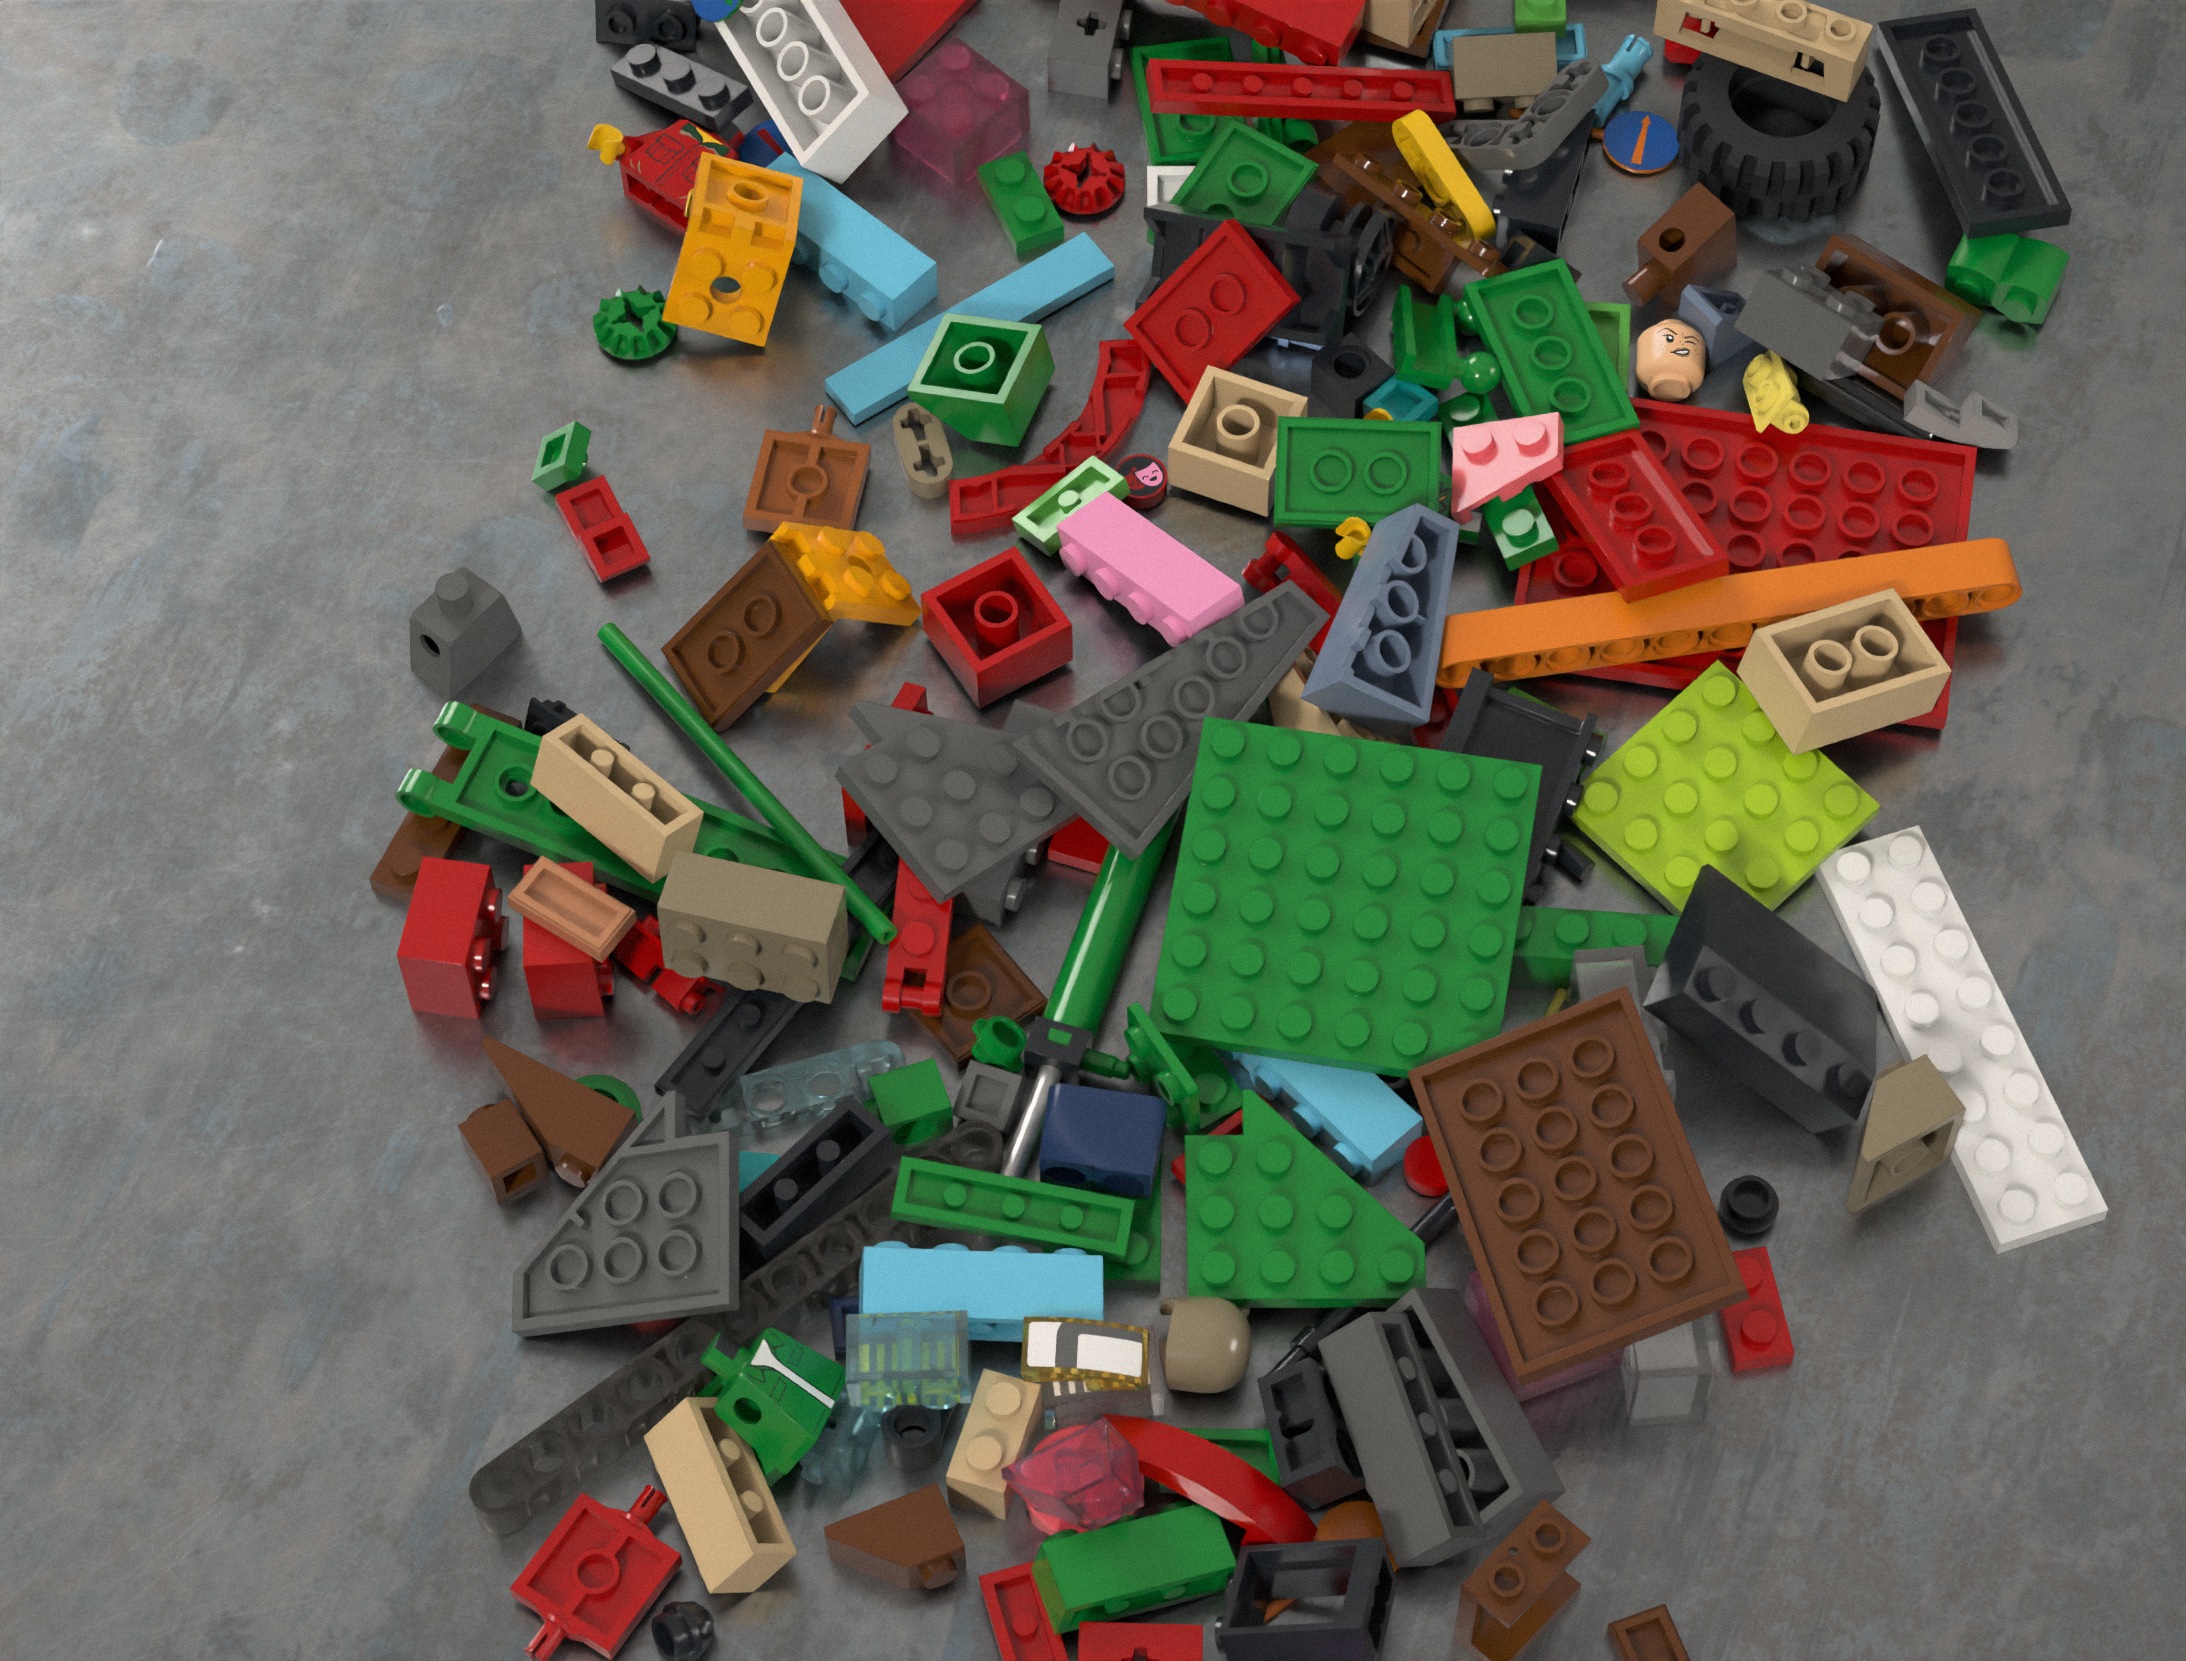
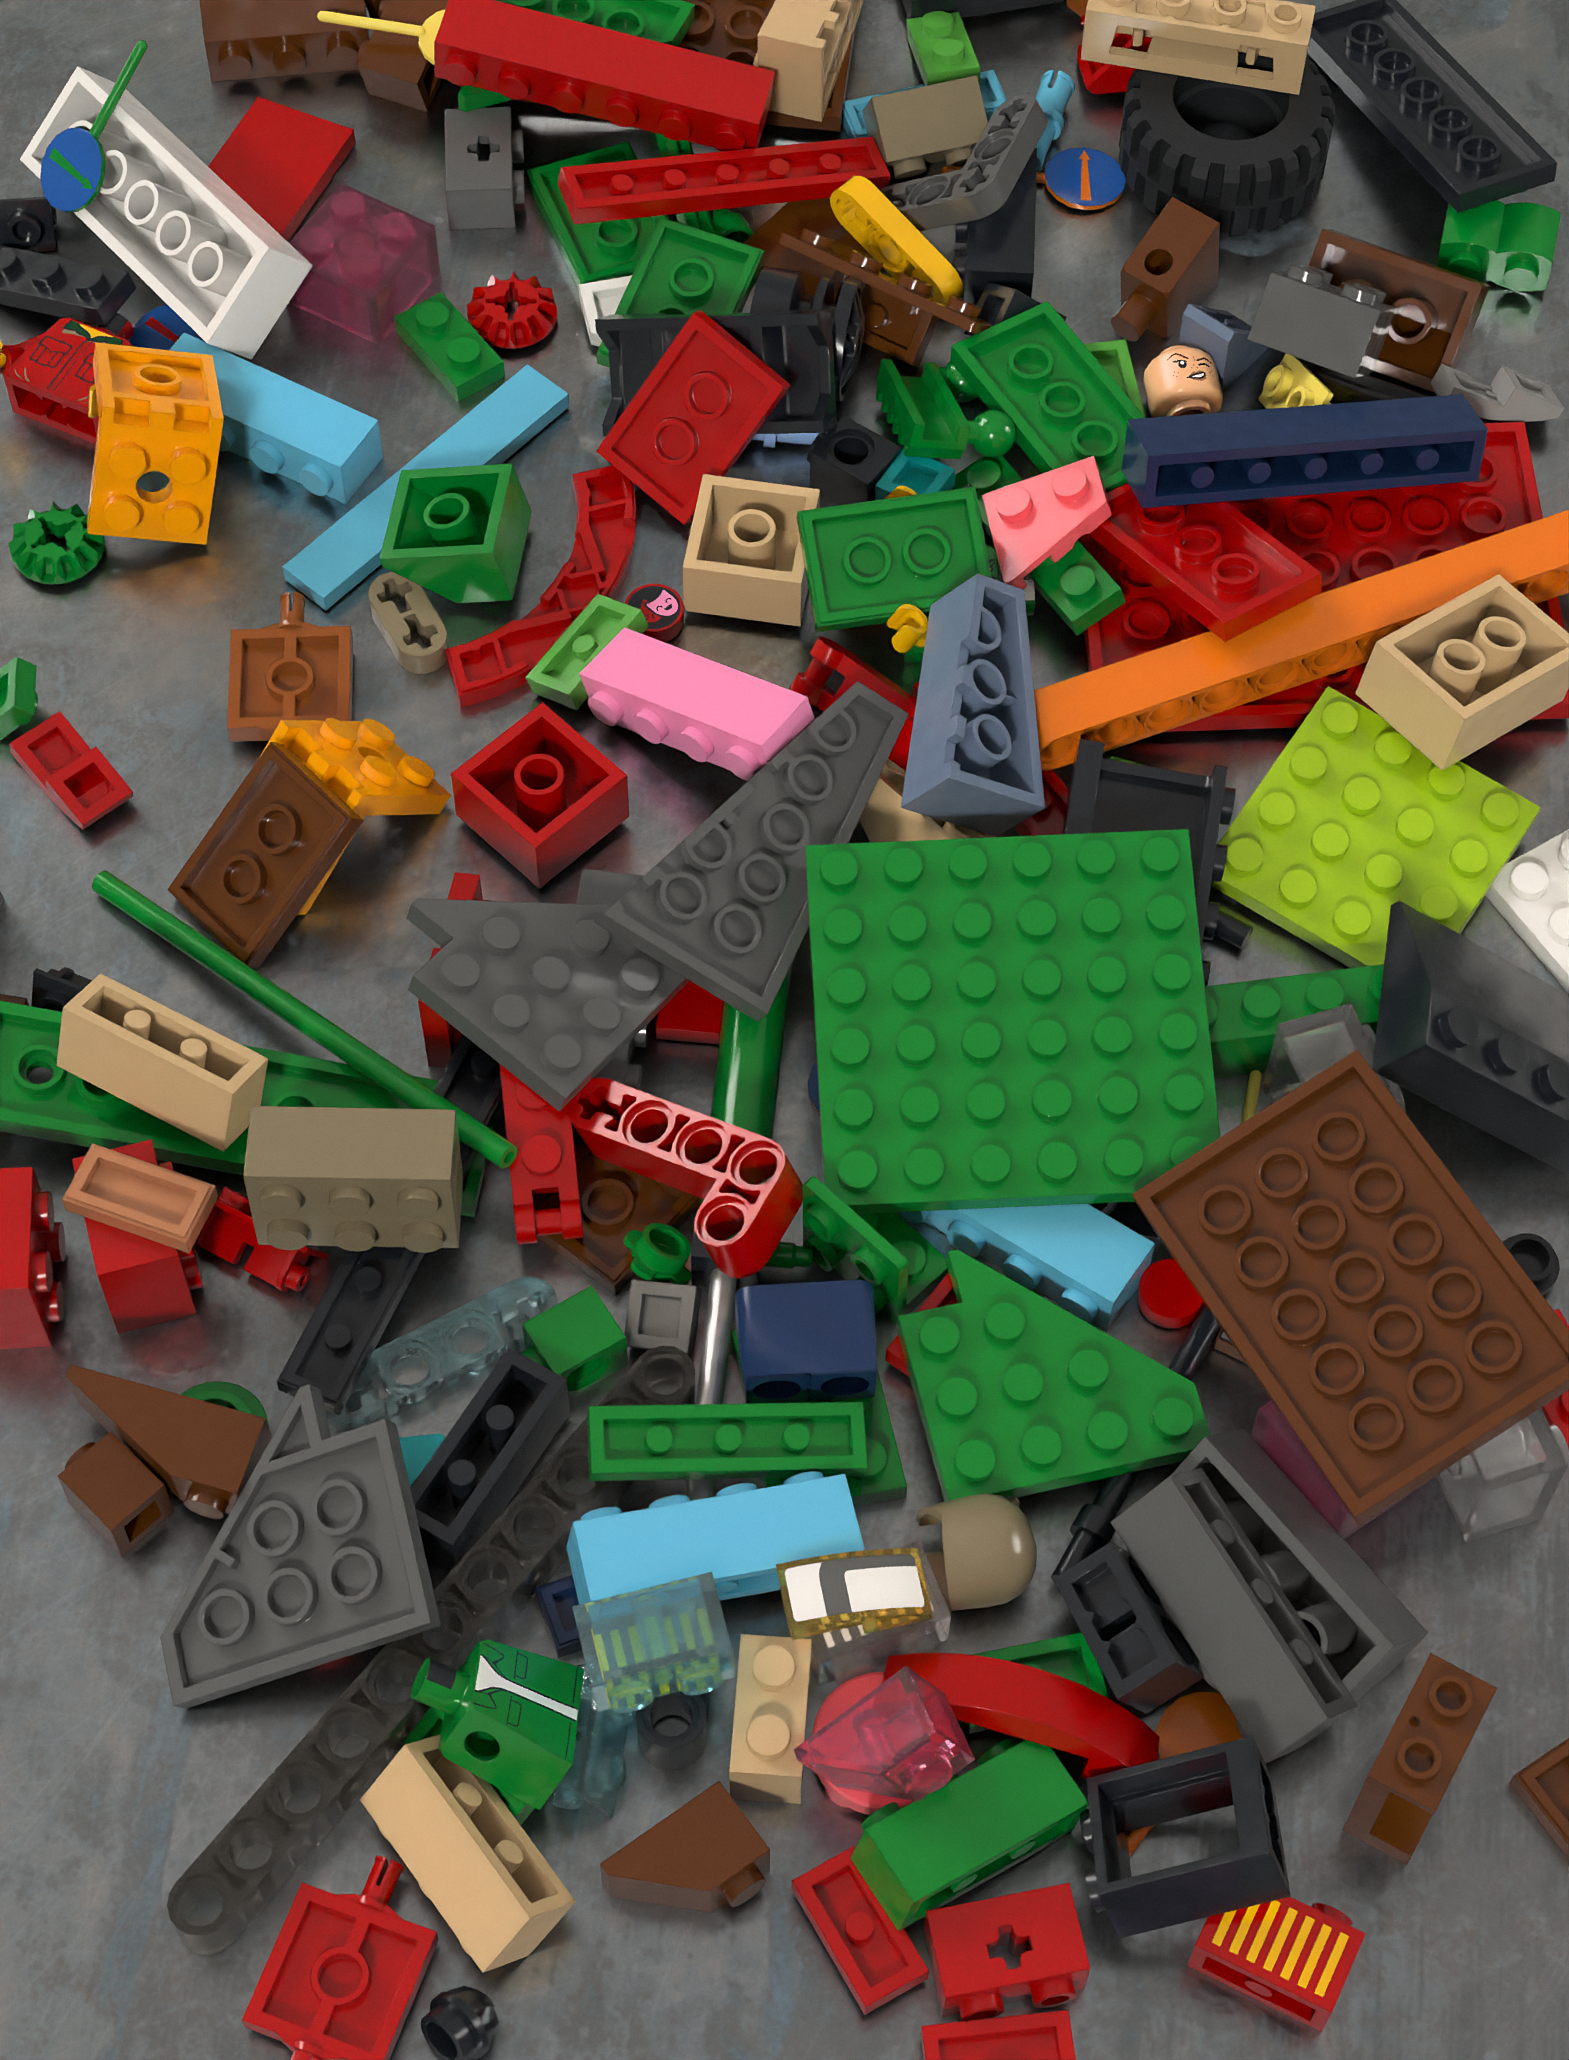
camera: 15 degrees left, 0 degrees up
(1078, 990) = (680, 1159): none -> red beam
(1753, 440) = (1303, 450): none -> dark blue brick

